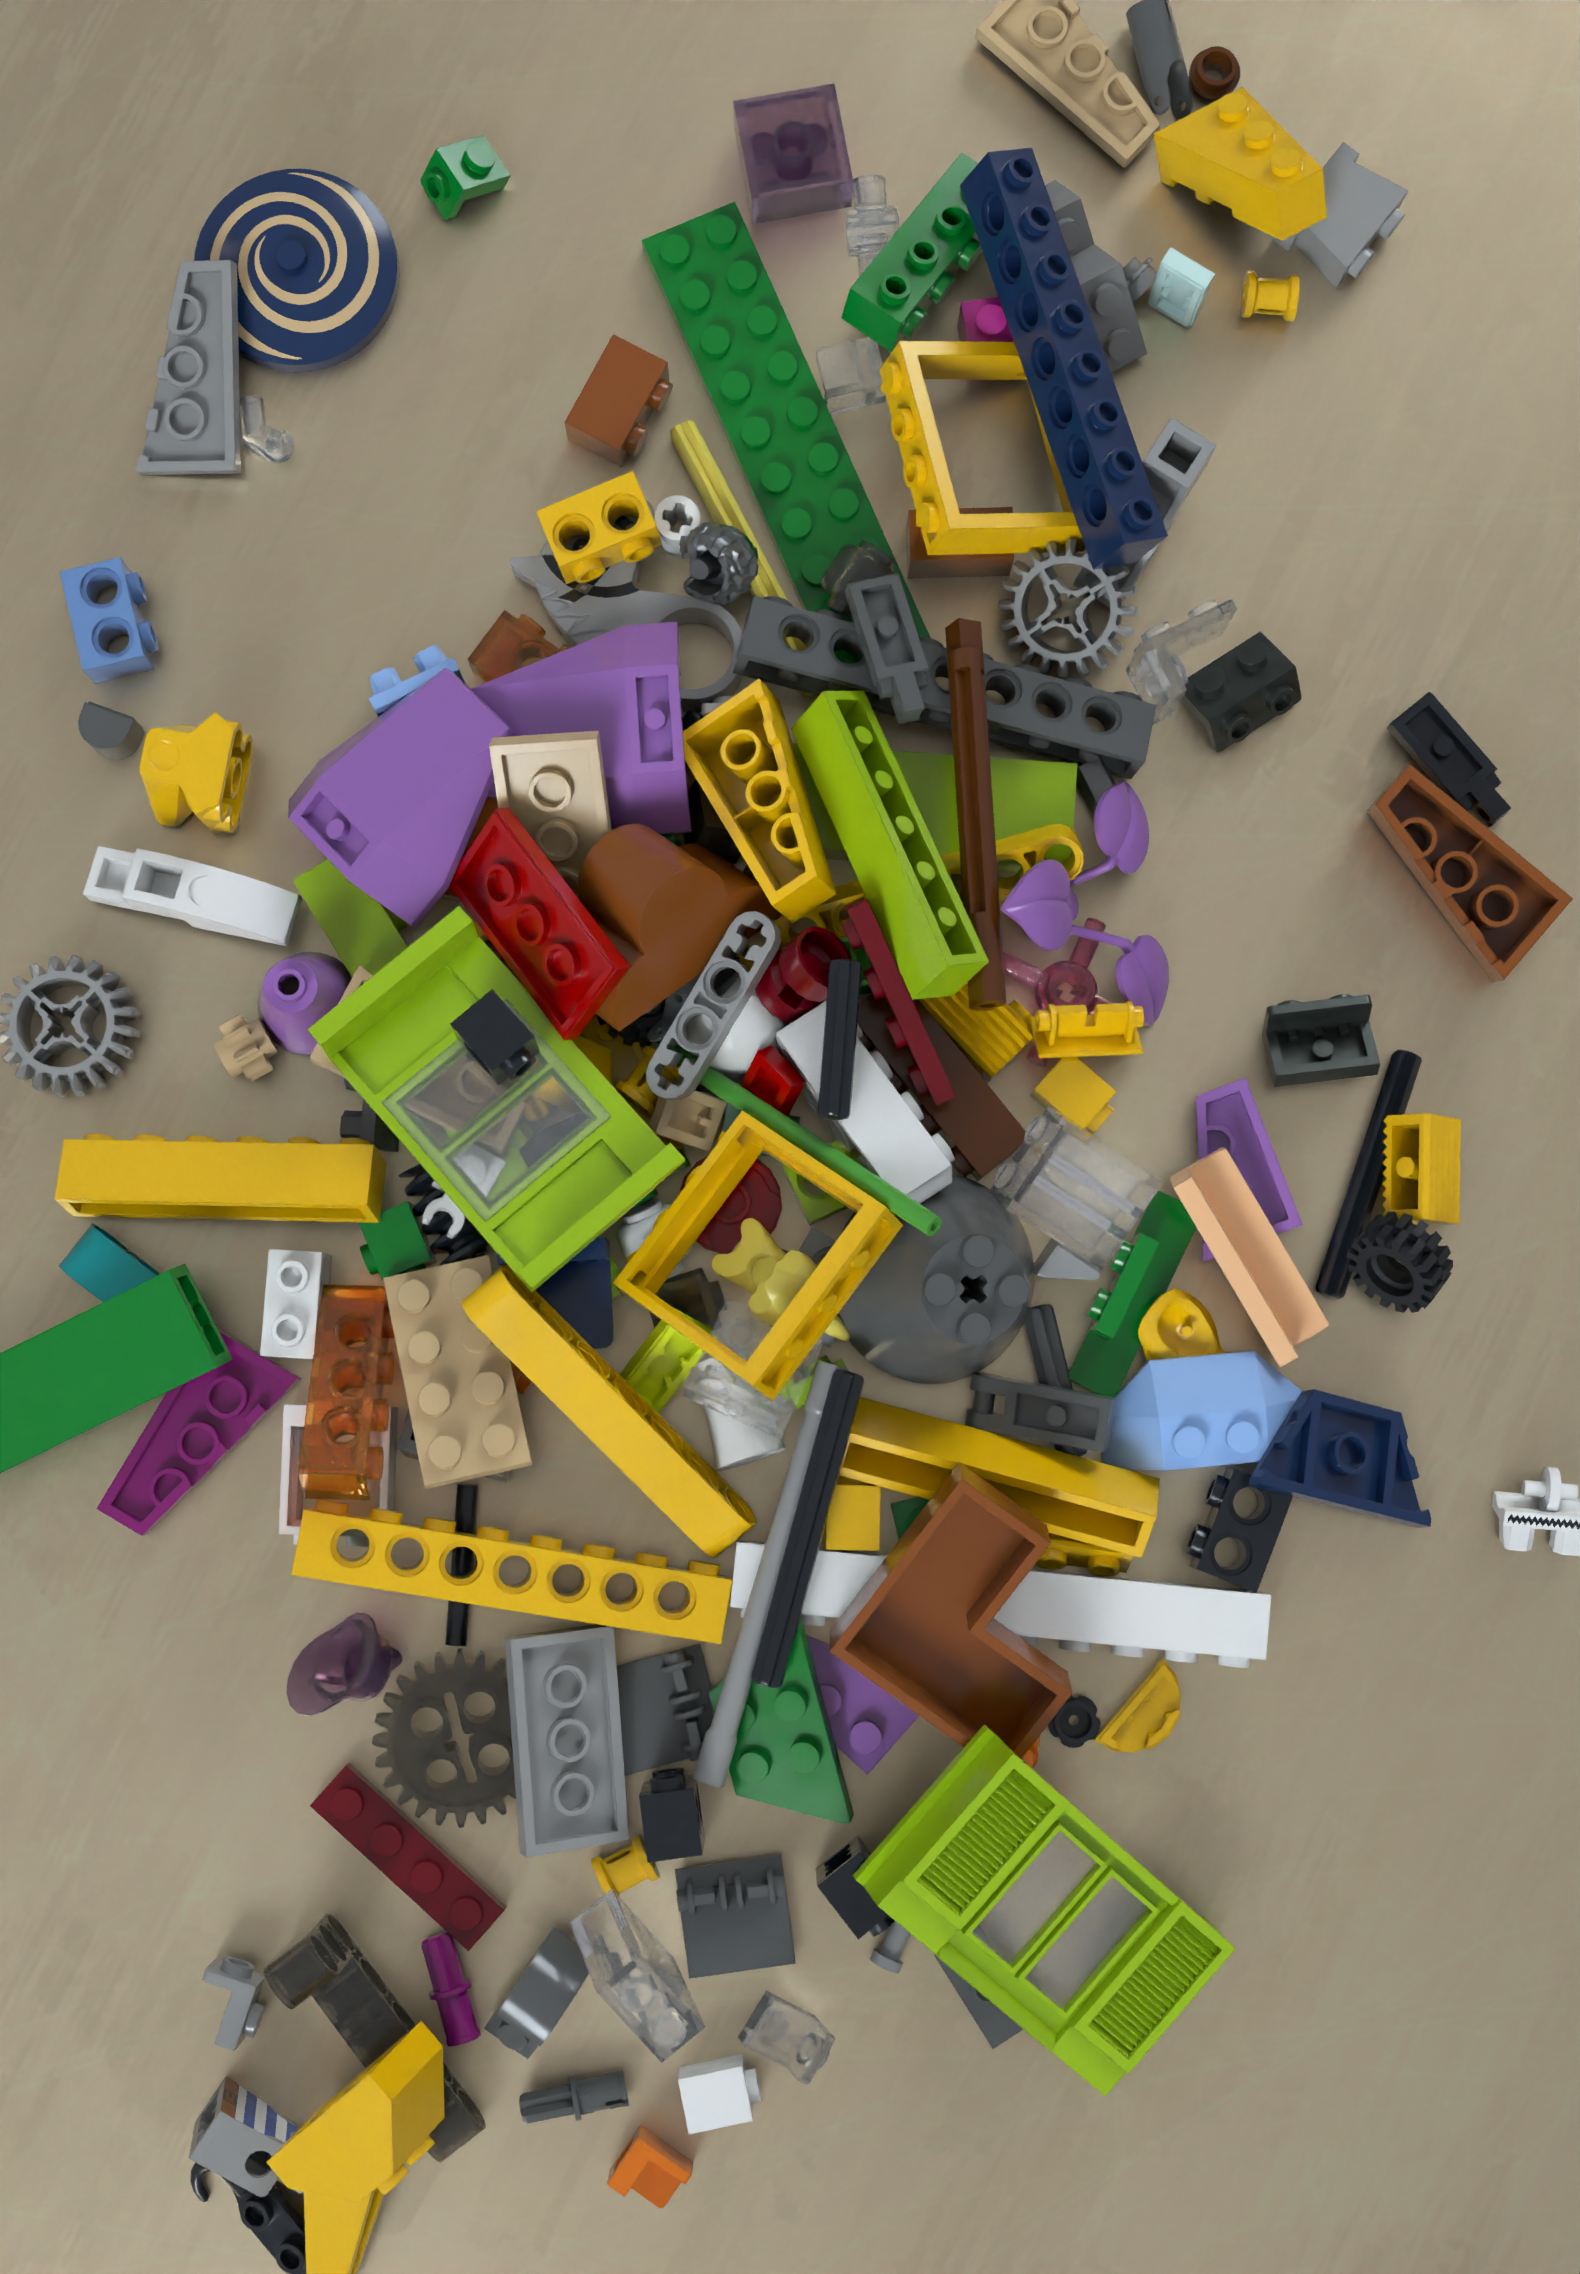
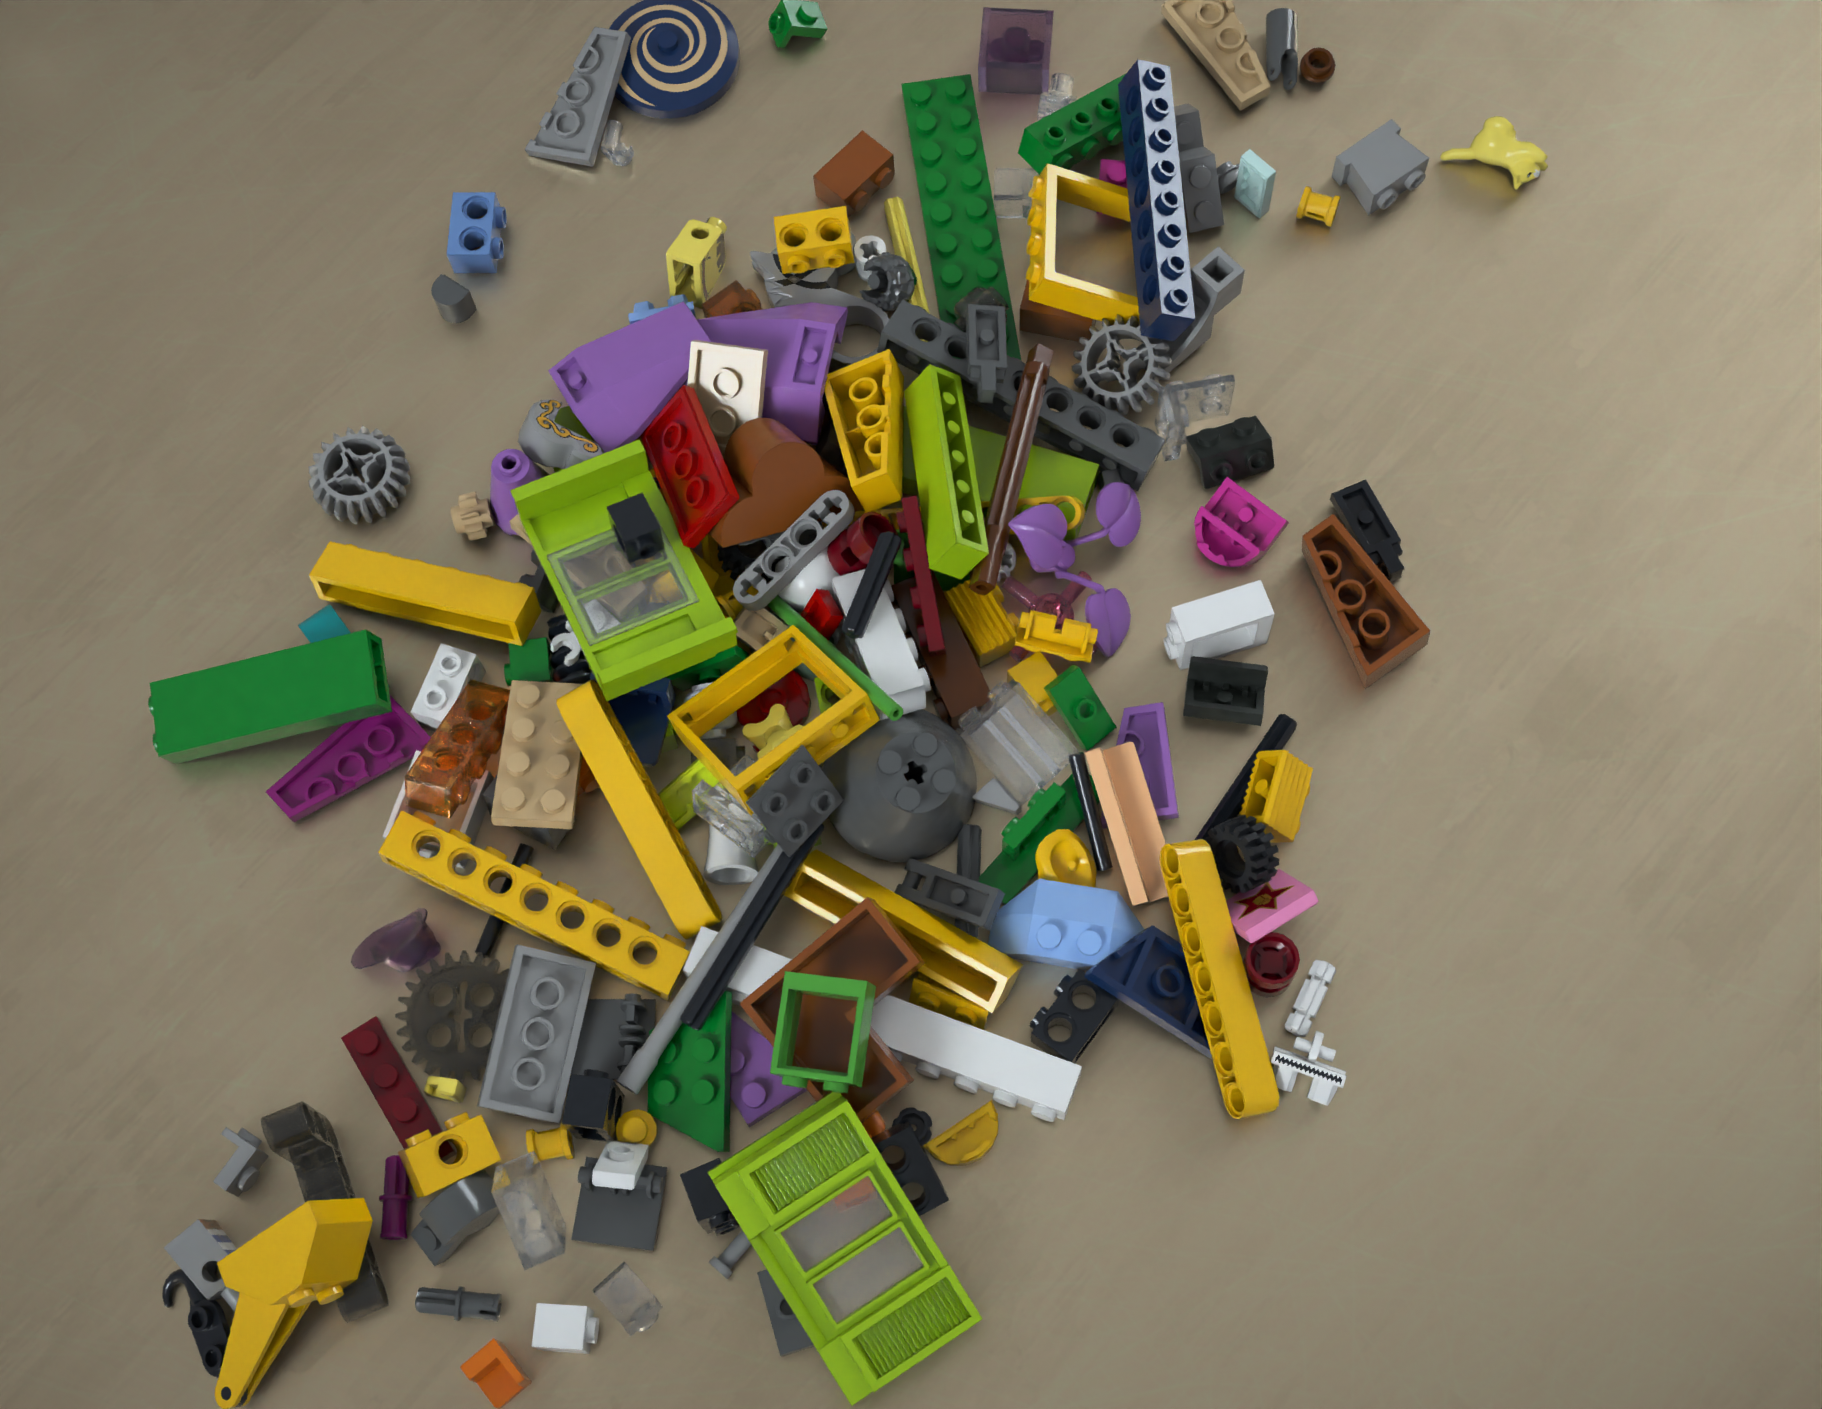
camera: 25 degrees right, 15 degrees down
(194, 893) = (466, 405): white slope -> none
(197, 772) = (500, 333): yellow piece -> none
(338, 933) = (550, 442): none -> light grey animal
(438, 588) = (696, 259): none -> light yellow torso
(470, 1836) = (445, 1088): none -> light yellow tile
(535, 1919) = (473, 1148): none -> yellow brick
(729, 1820) = (636, 1127): none -> yellow plate
(731, 1883) = (620, 1165): none -> white plate
(826, 1368) = (794, 801): none -> dark grey hinge
(854, 1516) = (792, 930): yellow brick -> none
(942, 1611) = (800, 984): none -> bright green window
(1091, 1781) = (913, 1166): none -> black brick
(1140, 1113) = (1080, 707): none -> green plate
(1191, 1252) = (1090, 811): none -> black bar
(1246, 163) = (1317, 115): yellow wedge -> none
(1276, 801) = (1236, 527): none -> dark pink slope
(1294, 955) = (1219, 624): none -> white window
(1410, 1431) = (1219, 979): none -> yellow beam
(1450, 1328) = (1269, 906): none -> bright pink tile
(1469, 1395) = (1271, 964): none -> dark red wheel
(1497, 146) = (1499, 147): none -> light yellow animal
(1524, 1420) = (1310, 998): none -> white axle

